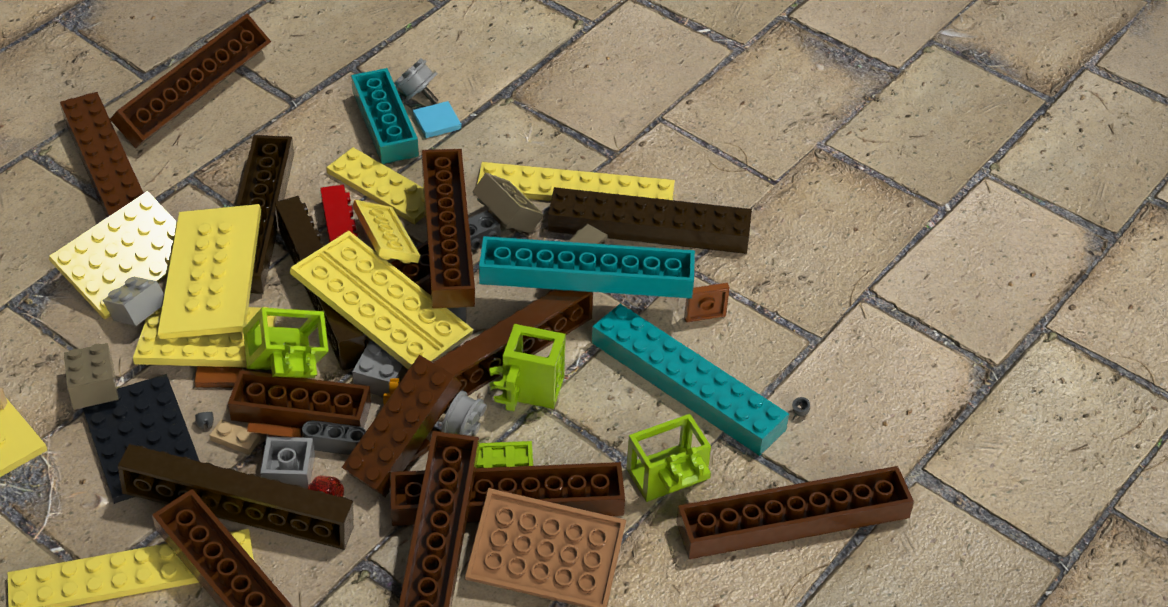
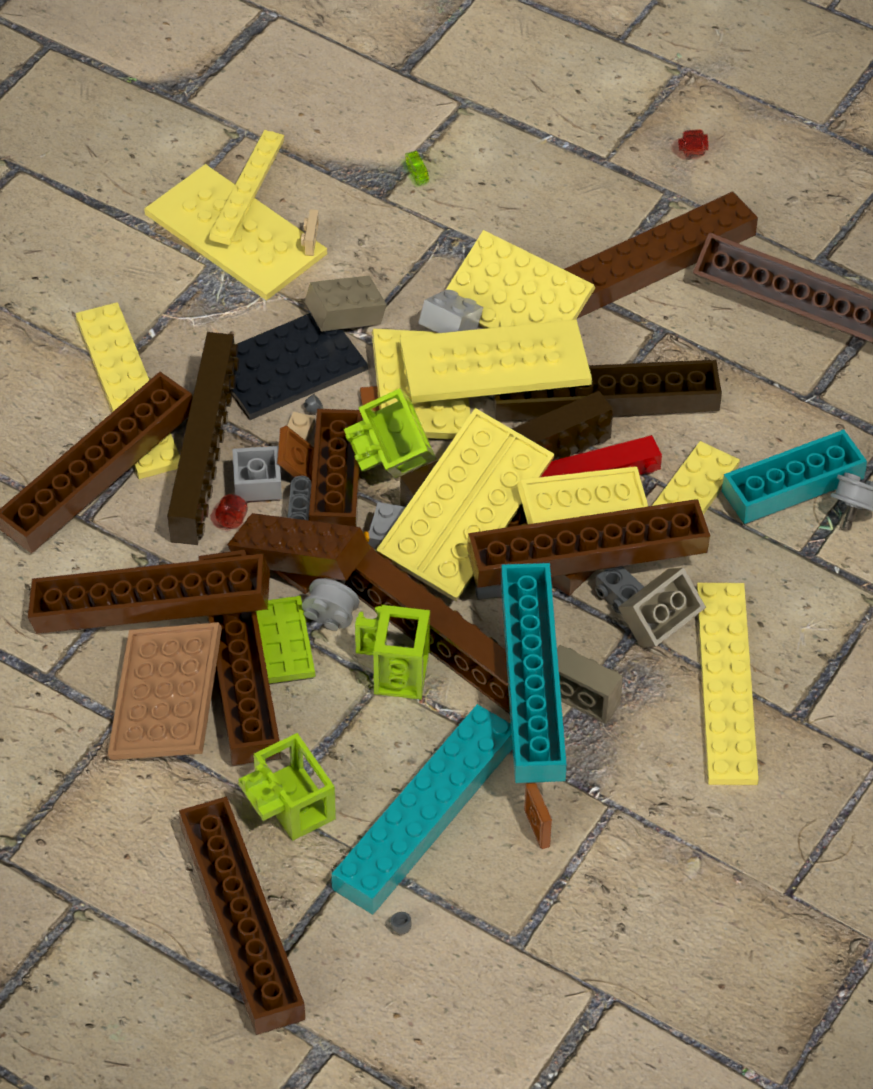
camera: 85 degrees right, 5 degrees up
(437, 119) = (813, 533): medium azure tile -> none
(651, 220) = (675, 758): dark brown brick -> none

